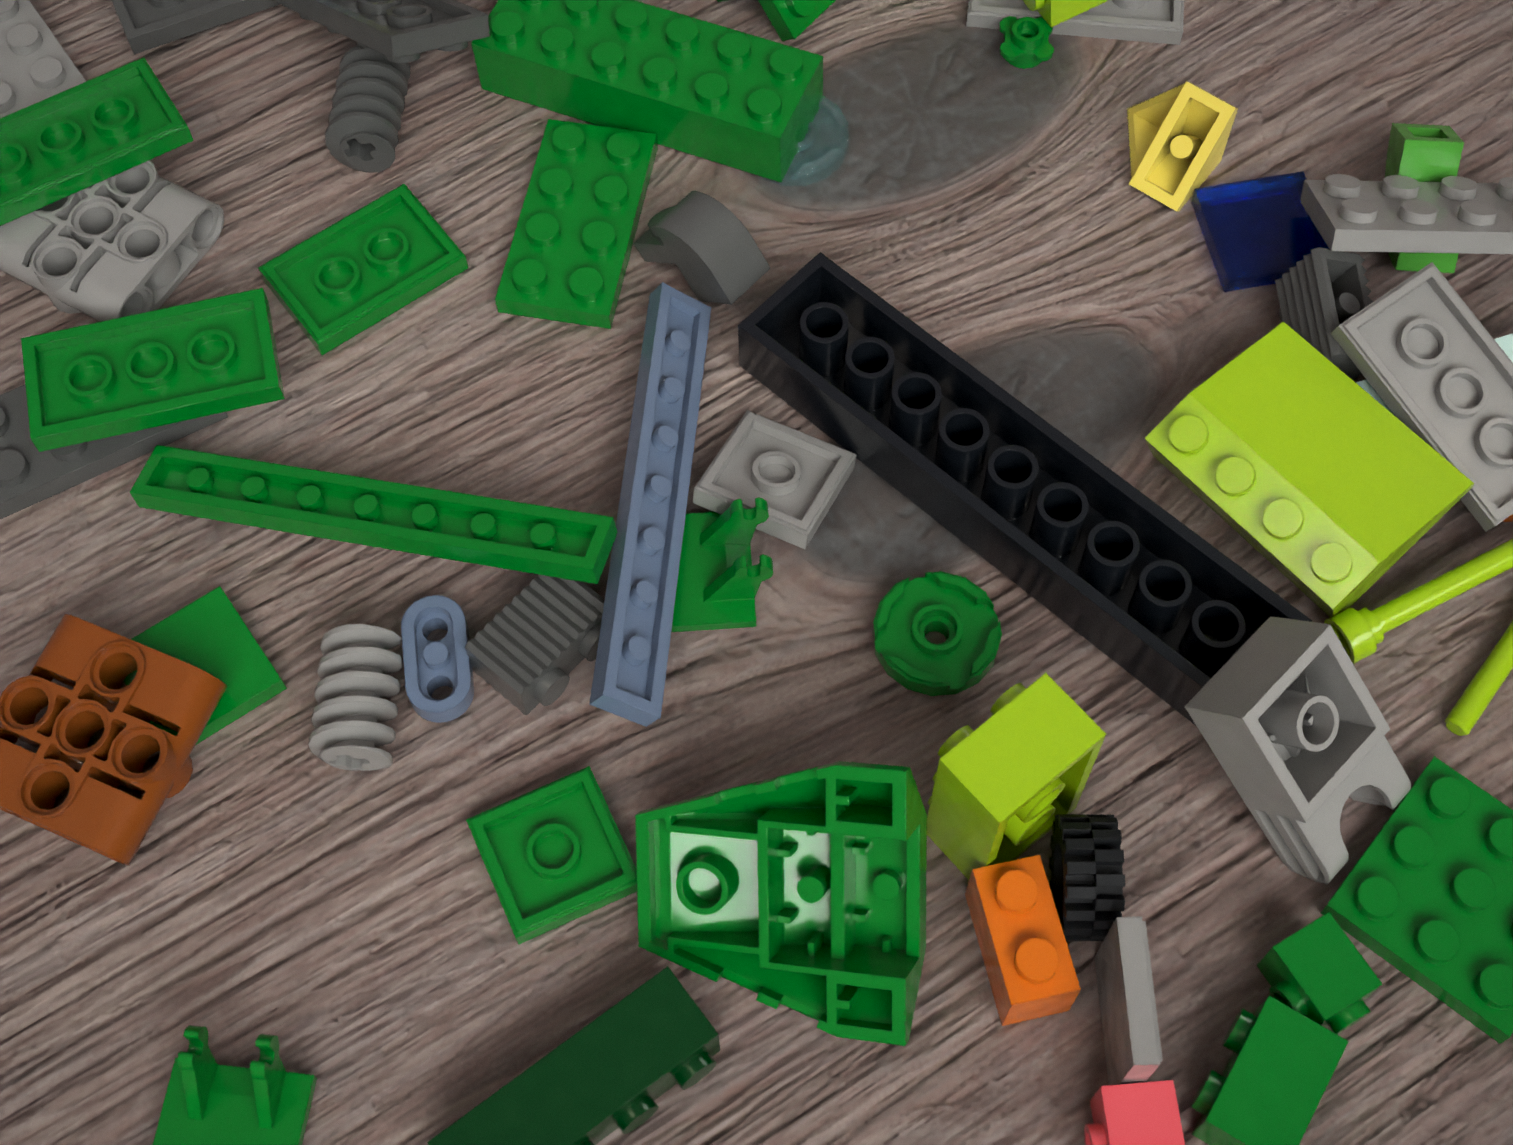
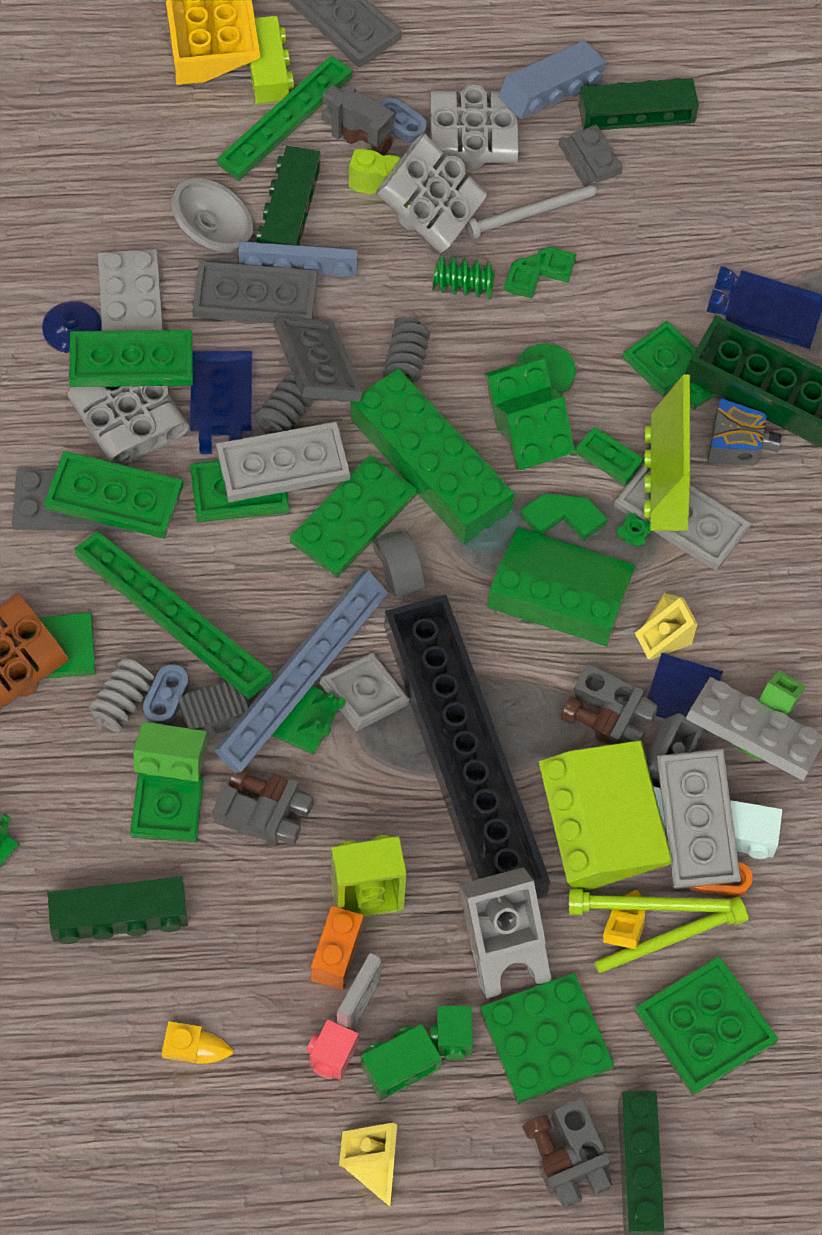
camera: 25 degrees right, 0 degrees up
(254, 148) = (221, 395): none -> clear blue tile
(413, 189) = (282, 461): none -> light grey plate
(504, 751) = (170, 751): none -> bright green brick
(741, 740) = (269, 814): none -> dark grey hips
(796, 893) = (254, 876): green wedge -> none
(921, 56) = (575, 511): none -> green tile
(941, 605) = (396, 786): green plate -> none
(978, 172) = (560, 586): none -> green slope
(1086, 874) = (379, 933): black tyre -> none
(1196, 294) = (618, 703): none -> dark grey hips
(1456, 633) = (625, 926): none -> yellow plate

